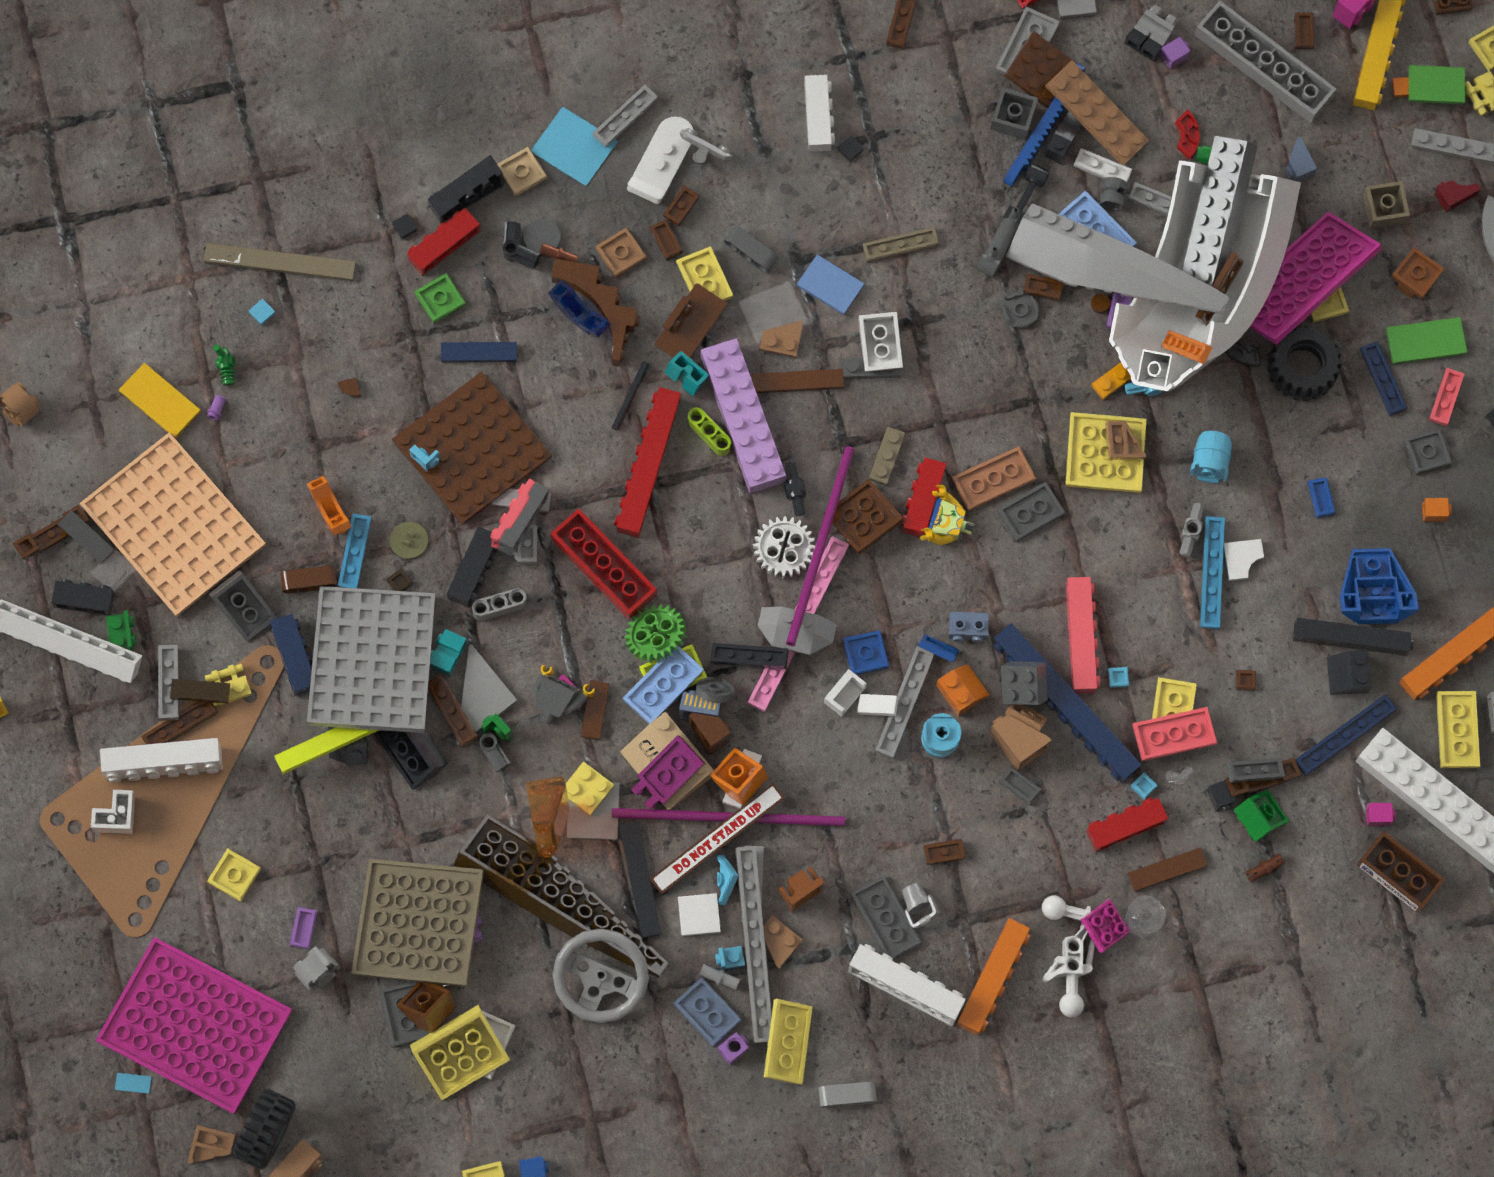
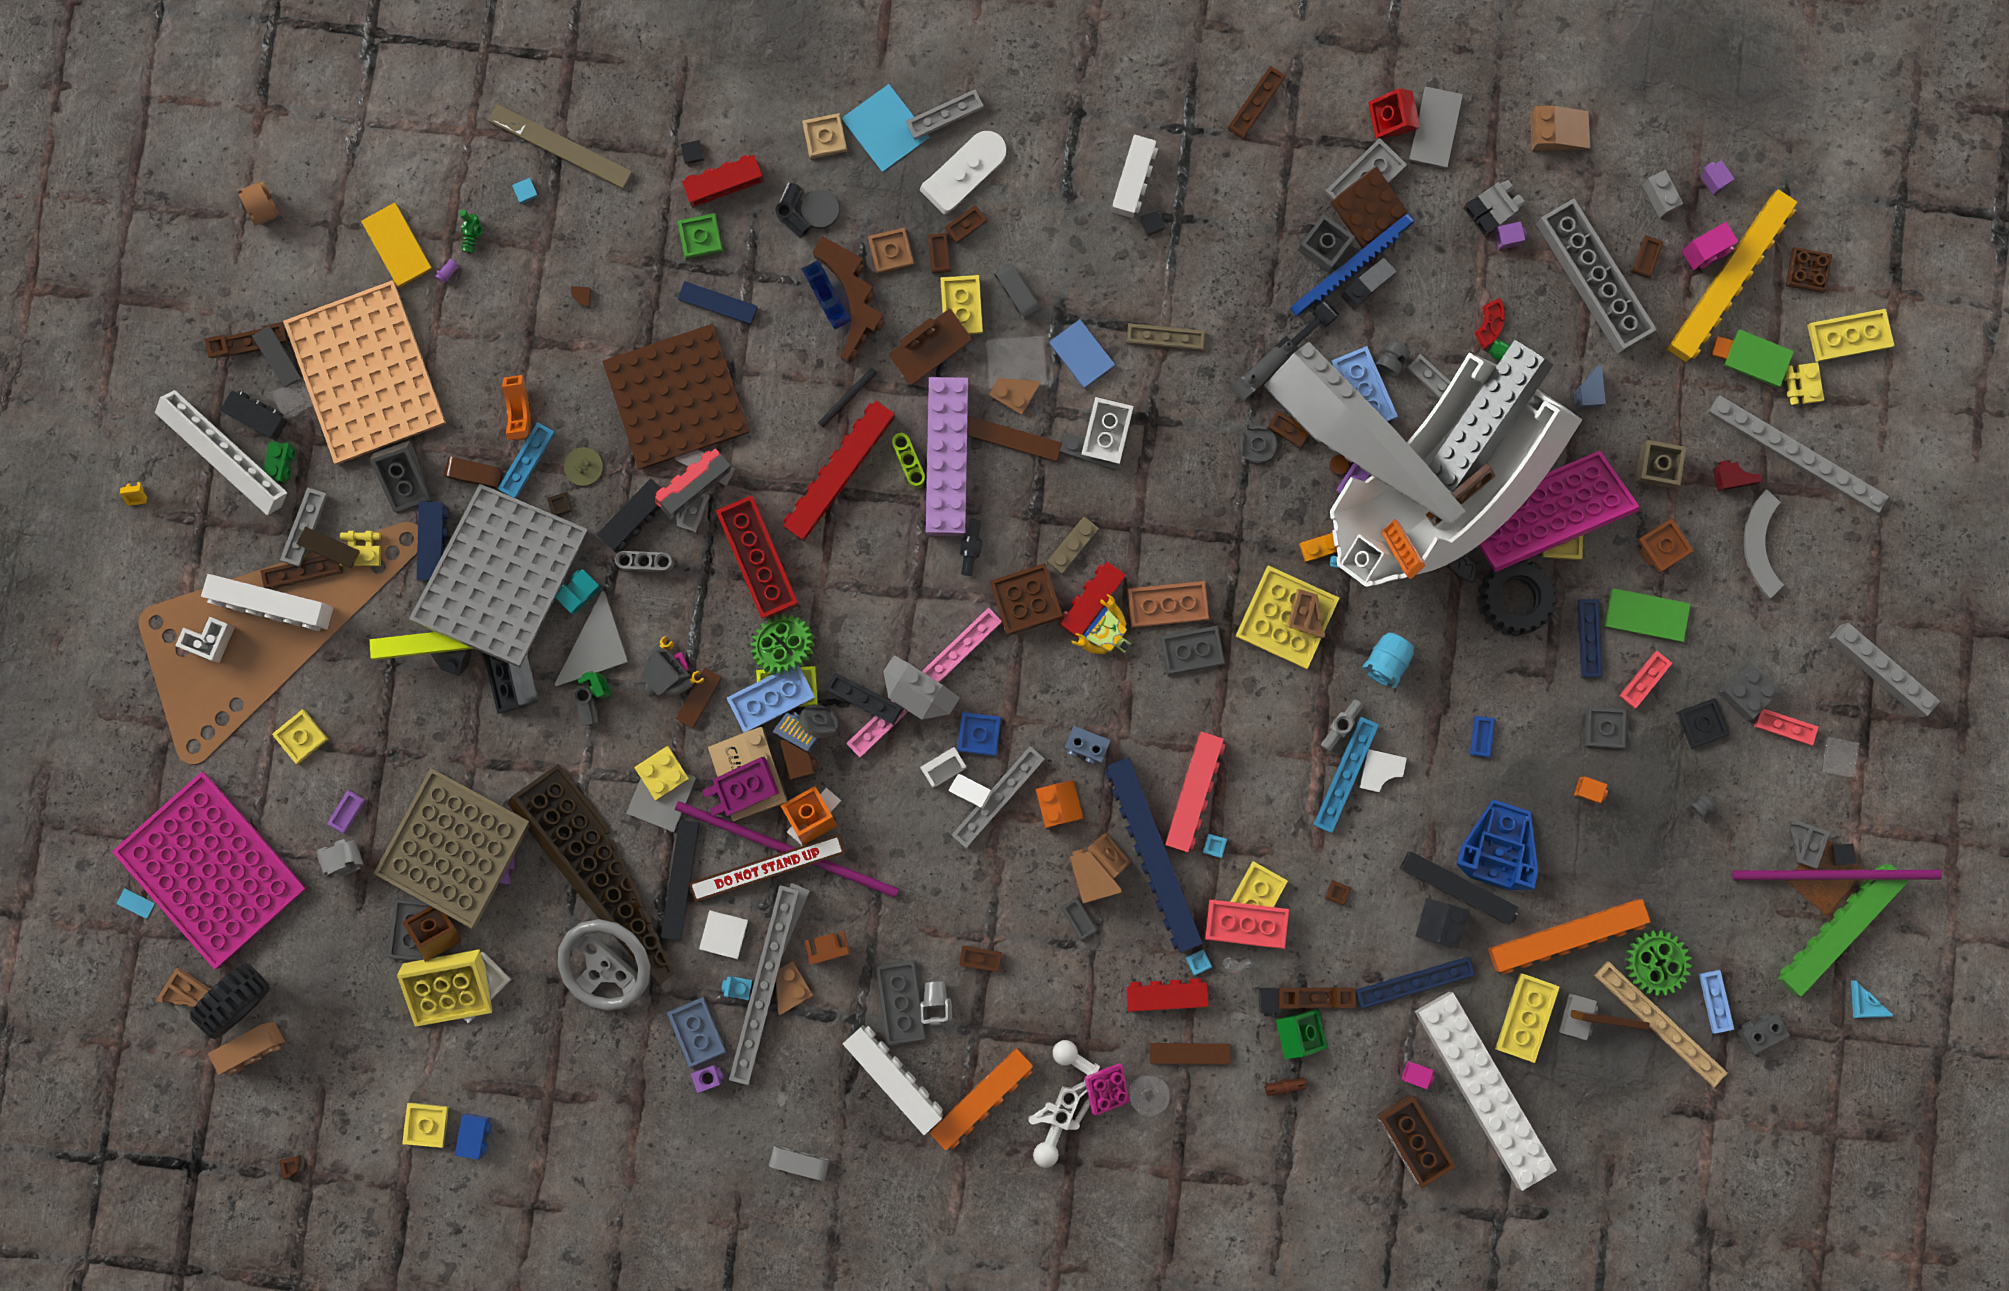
camera: 25 degrees right, 10 degrees up
(421, 457) = (621, 389): medium azure bracket -> none
(452, 711) = (561, 650): reddish brown tile -> none
(467, 189) = (763, 136): black wedge -> none
(548, 812) = (607, 790): clear orange windscreen -> none
(557, 253) = (828, 231): copper pin -> none
(688, 372) = (909, 394): teal brick -> none
(704, 147) = (1008, 173): light grey shield -> none
(719, 977) = (720, 1003): light grey pin -> none
(726, 879) = (762, 909): medium azure tile -> none
(788, 1041) = (760, 1091): light yellow plate -> none
(800, 551) = (953, 611): white gear -> none
(820, 546) = (970, 616): magenta piece -> none
(933, 743) = (1027, 840): medium azure piece -> none
(938, 648) = (1050, 755): blue tile -> none
(1024, 683) = (1118, 823): dark grey brick -> none
(1097, 113) = (1408, 271): medium nougat plate -> none
(1101, 166) = (1393, 326): white tile -> none
(1255, 770) = (1311, 990): dark grey plate -> none

